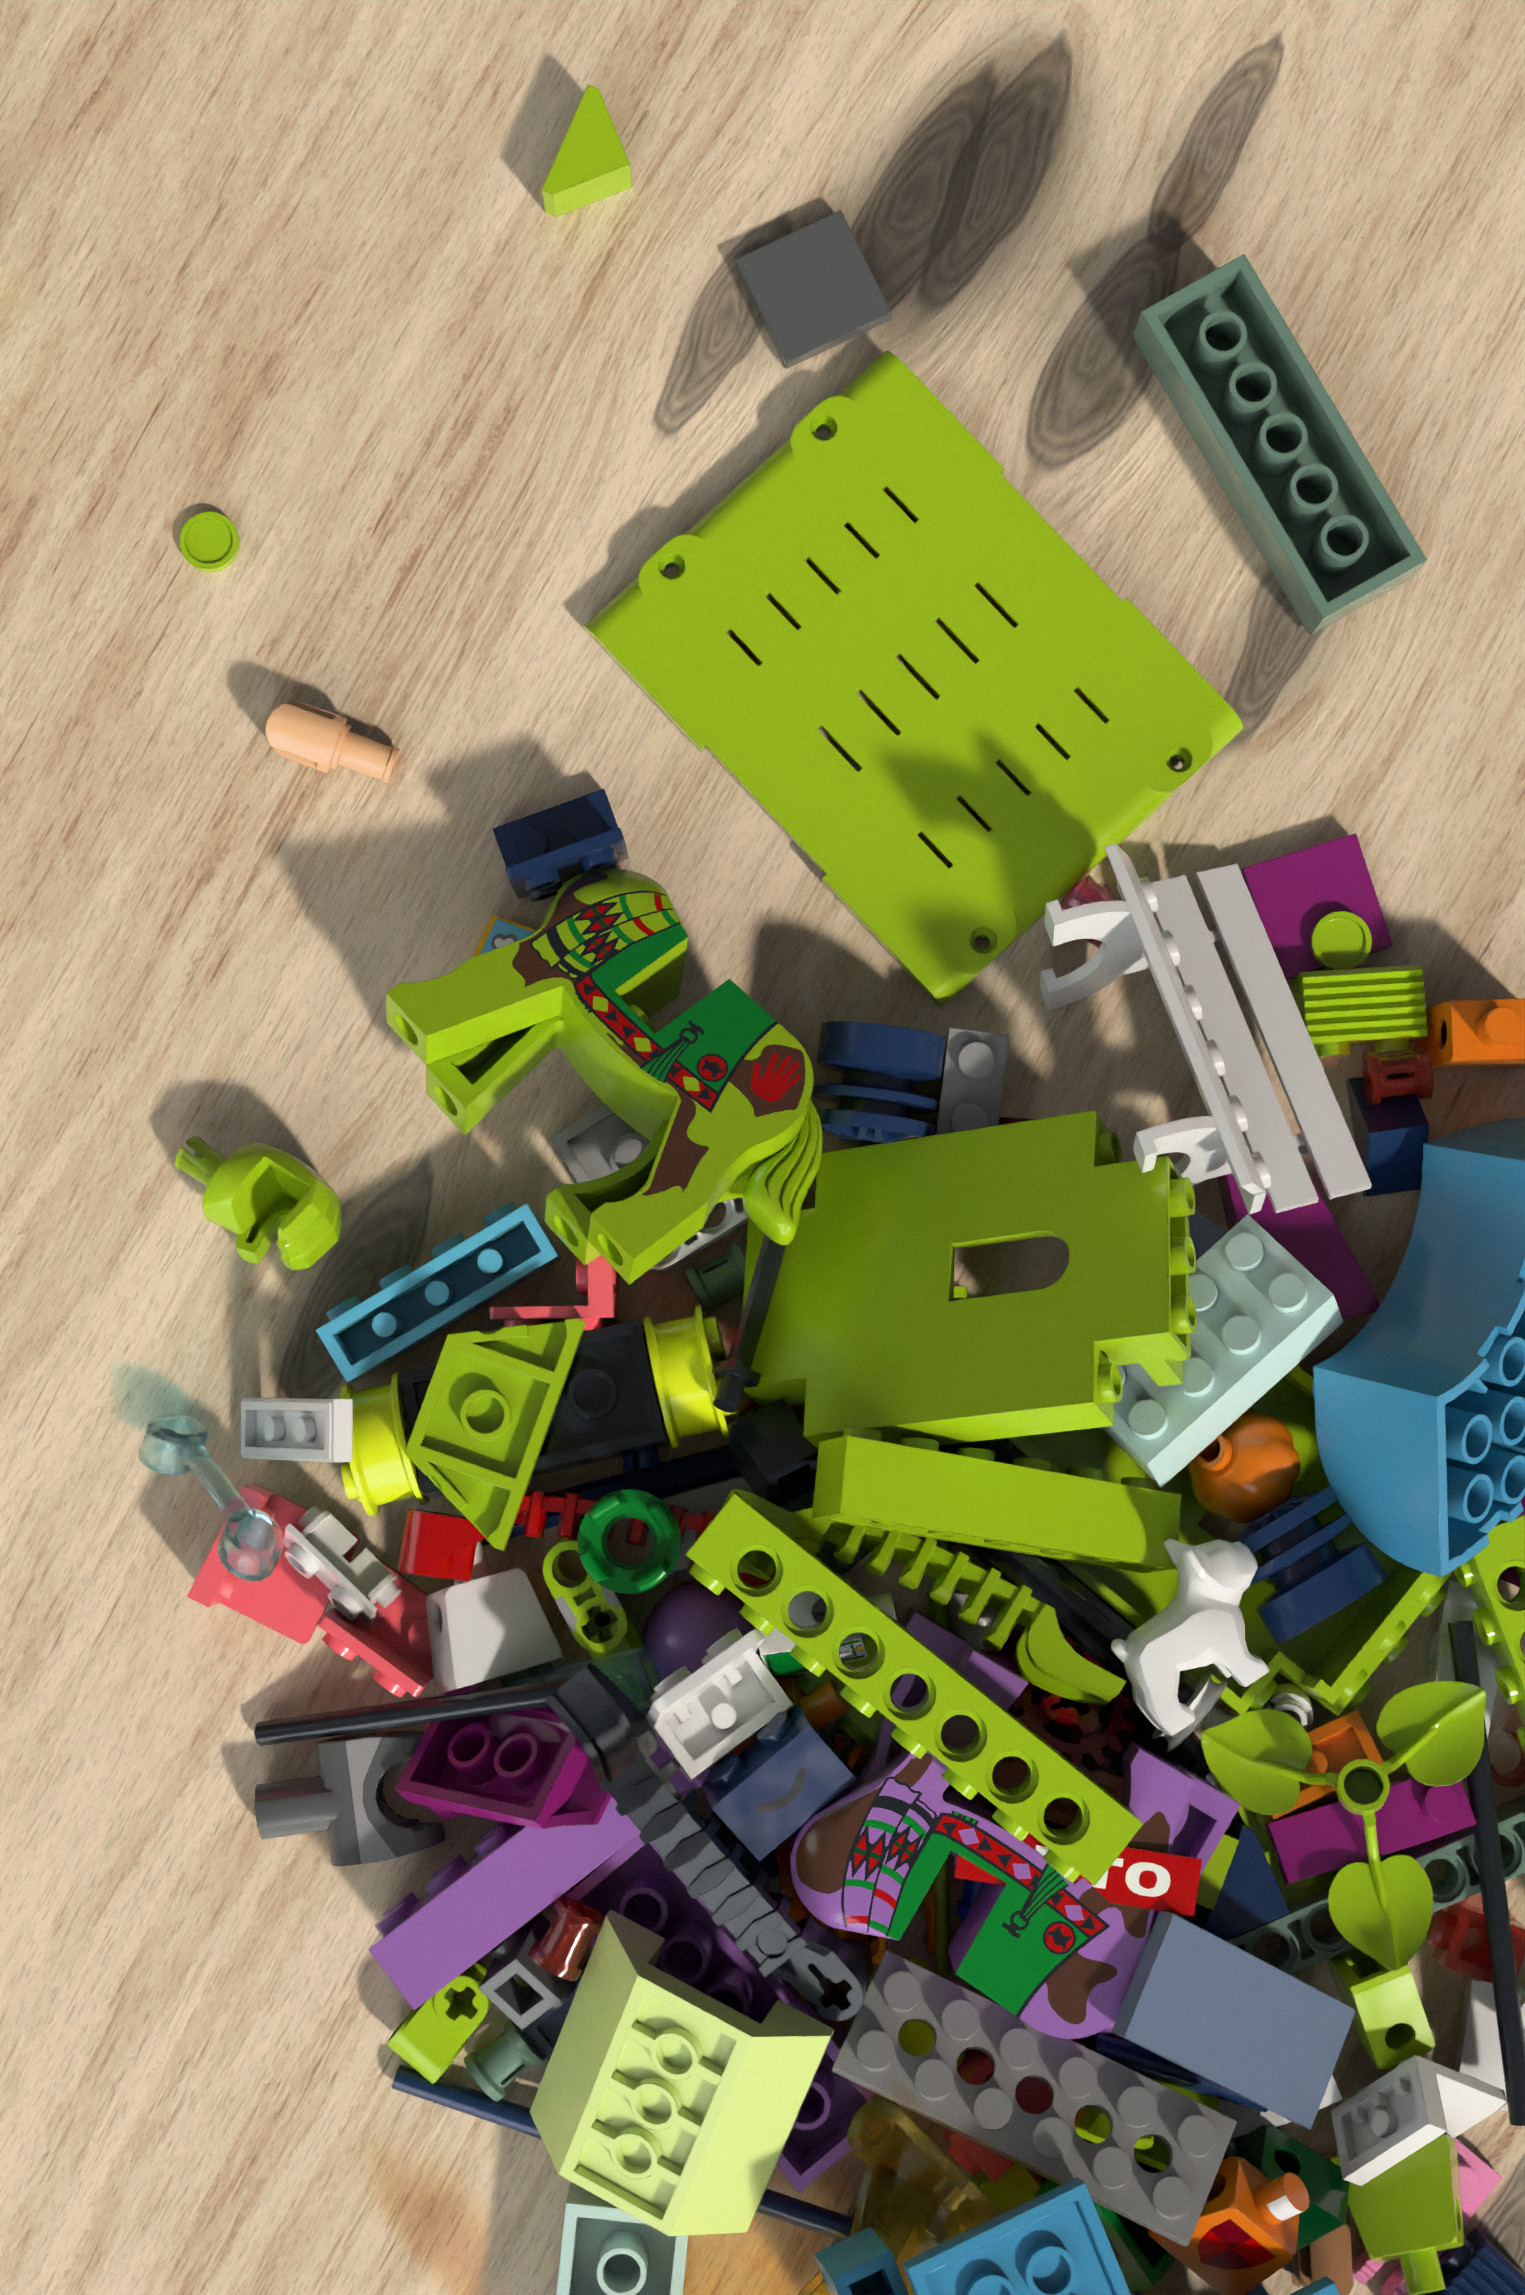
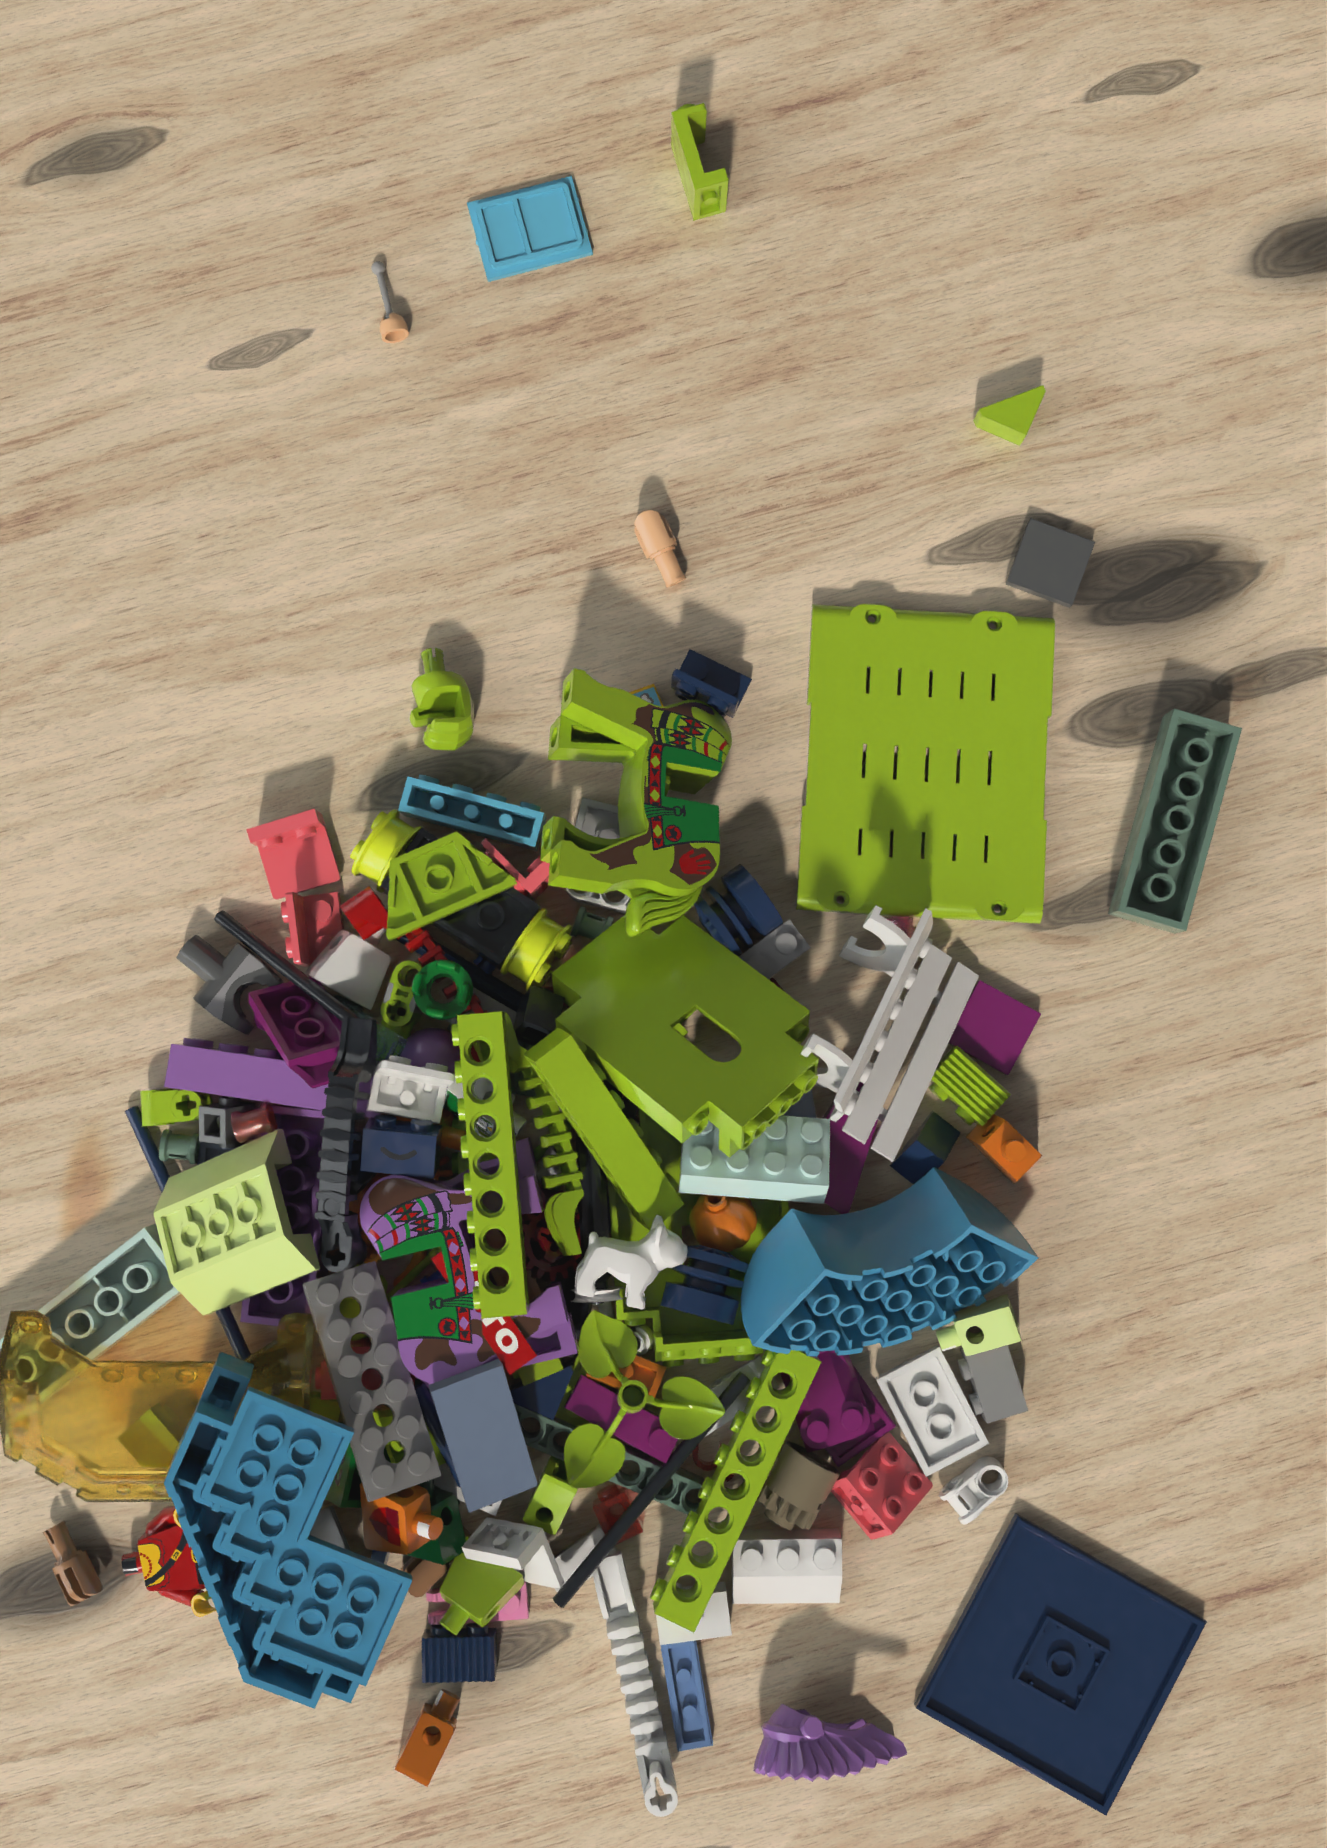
camera: 45 degrees right, 0 degrees up
(209, 541) = (696, 416): lime piece -> none
(250, 1537) = (295, 831): clear light blue piece -> none
(297, 1429) = (359, 808): white tile -> none
(352, 1585) = (317, 894): white hinge -> none
(737, 1370) = (557, 965): black sword -> none
(1340, 941) = (988, 1051): lime piece -> none
(1416, 1064) = (965, 1131): clear red bush -> none

